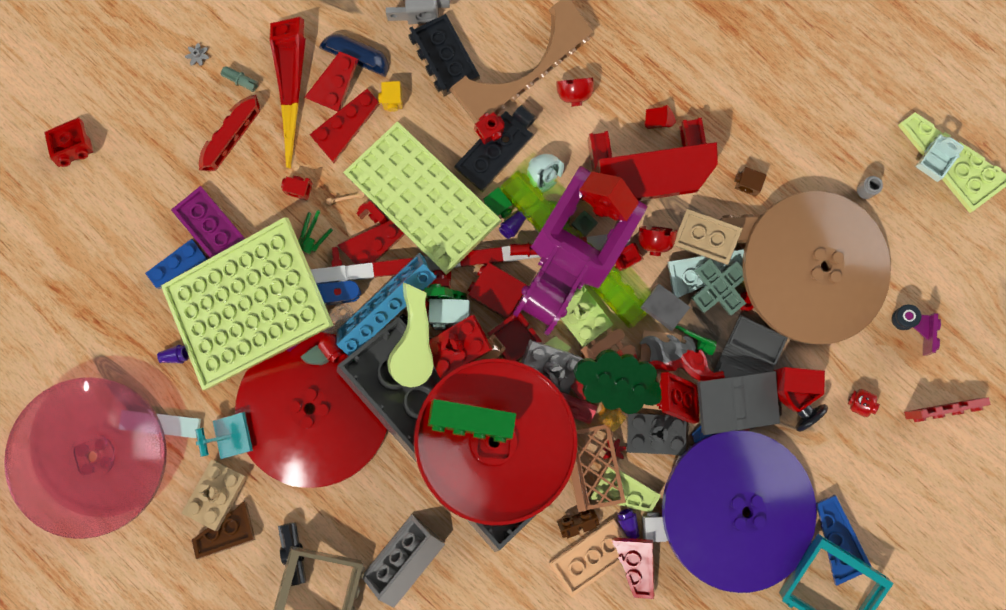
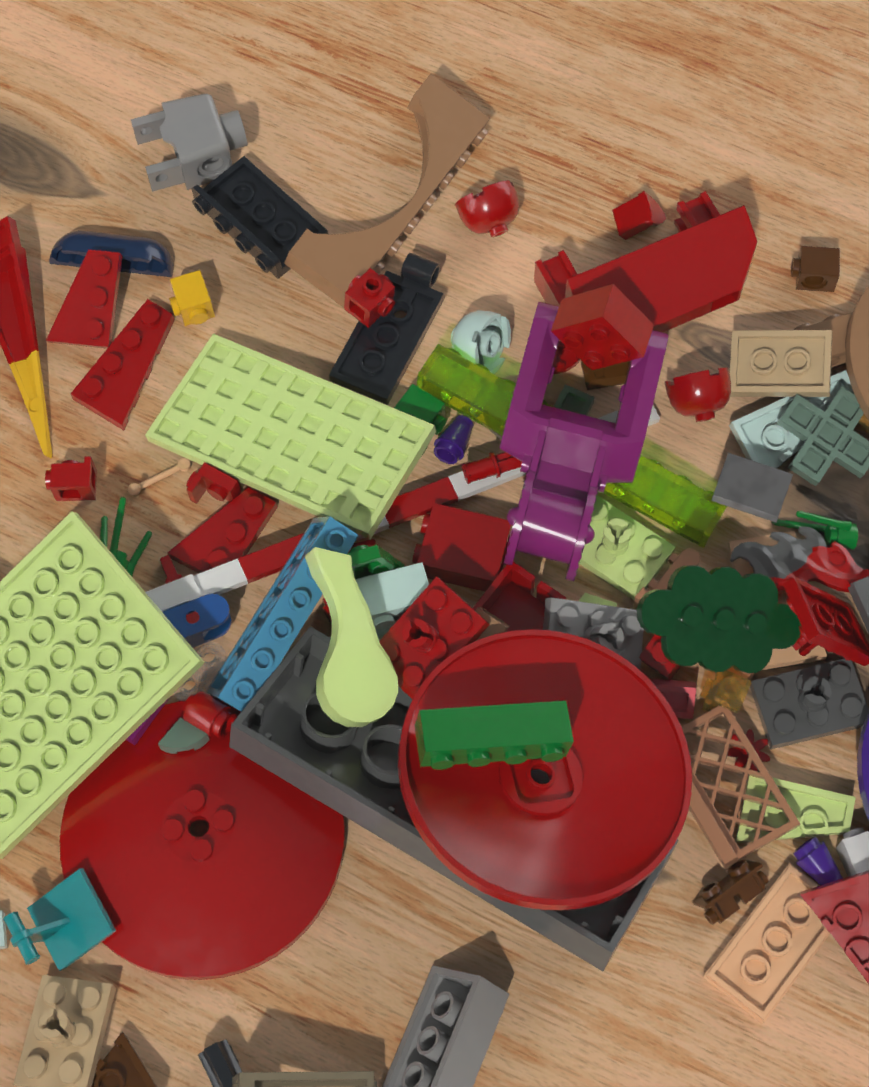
camera: 15 degrees left, 15 degrees down
(628, 257) = (663, 435): red bracket -> none

